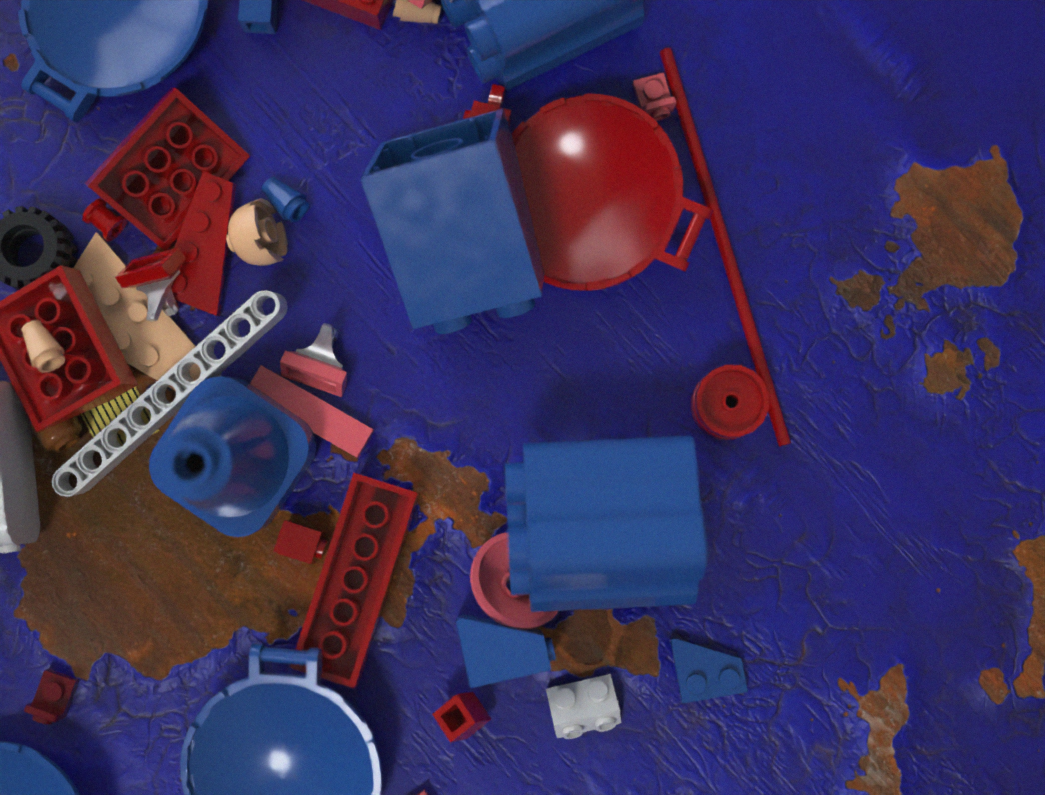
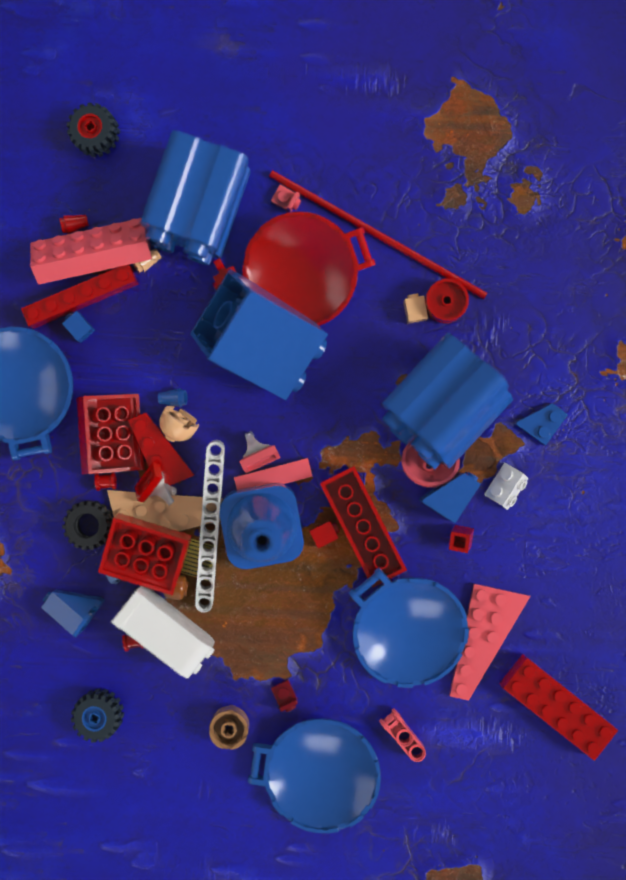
camera: 45 degrees left, 5 degrees up
(42, 347) = (141, 558): light nougat cone -> none
(683, 376) = (415, 308): none -> light nougat brick

